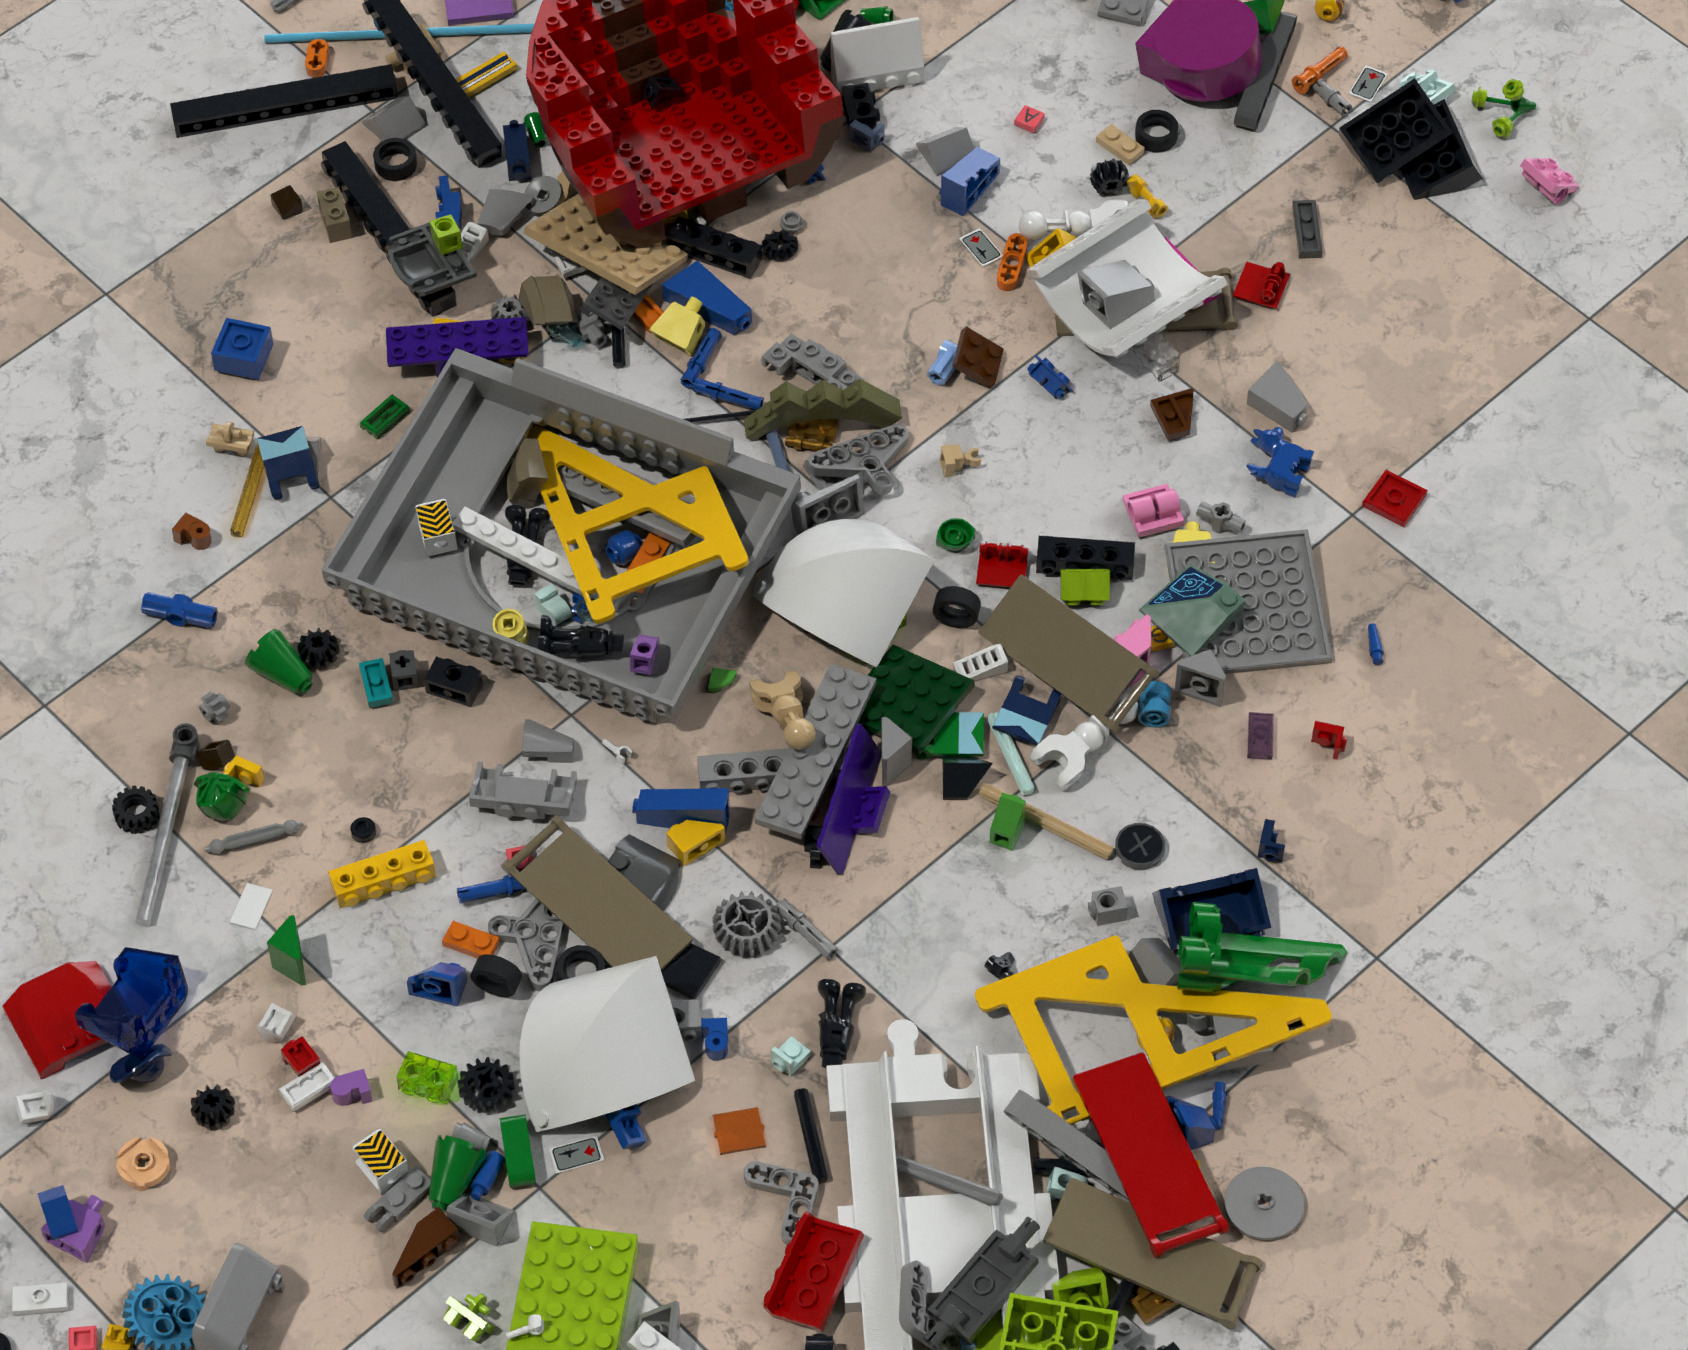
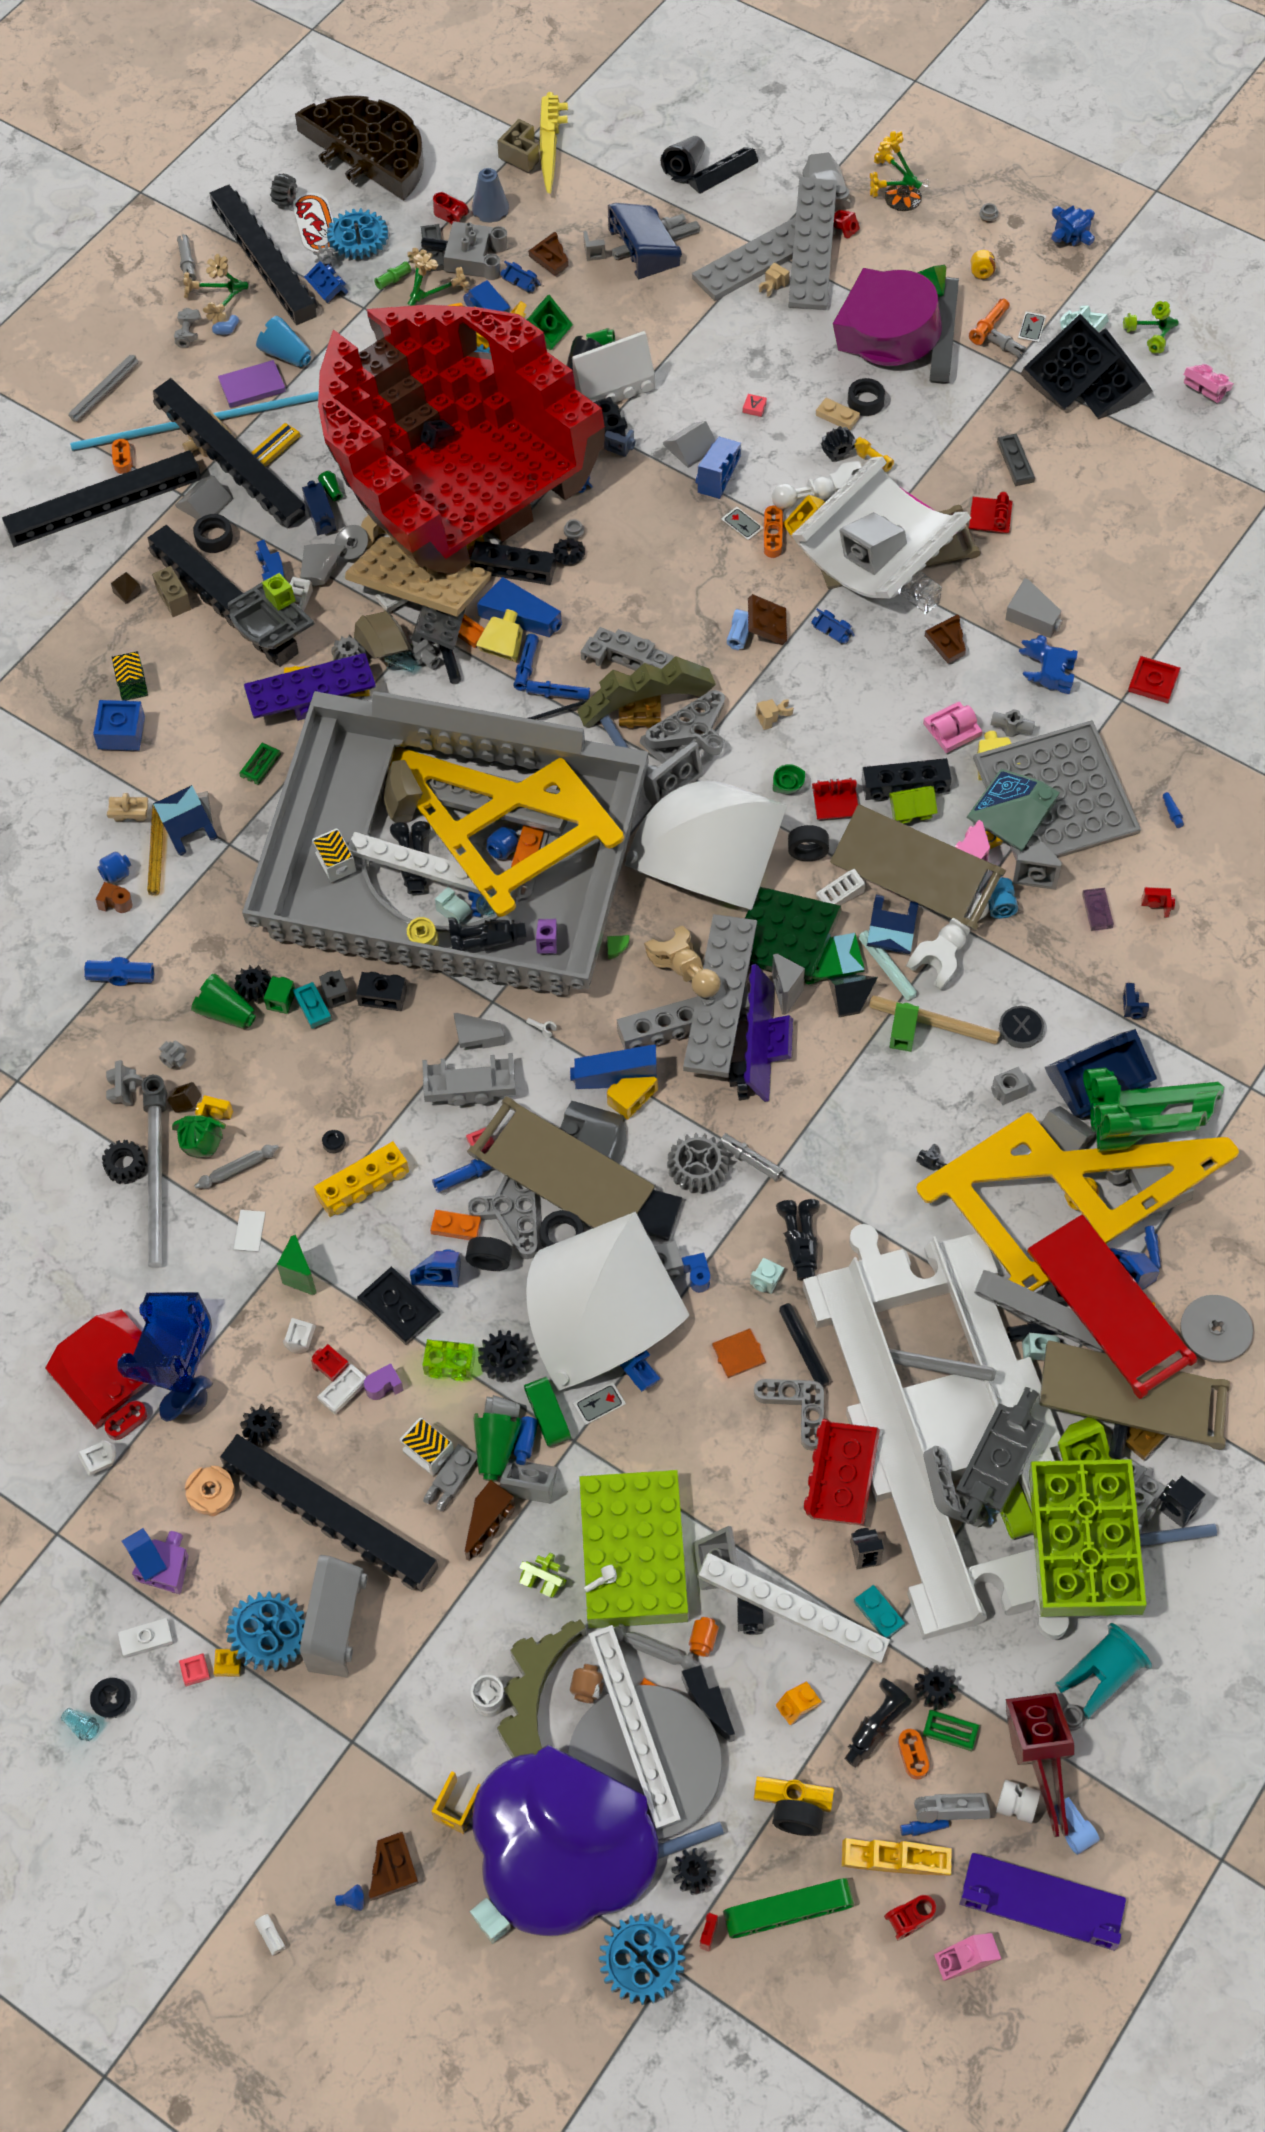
camera: 10 degrees left, 5 degrees up
(73, 1075) = (125, 1420): none -> red beam
(157, 727) = (125, 1083): none -> light grey hips
(200, 499) = (114, 867): none -> blue head
(261, 1209) = (329, 1513): none -> black brick
(267, 298) = (130, 676): none -> piece
(343, 665) = (279, 994): none -> green brick
(389, 1013) = (398, 1305): none -> black tile

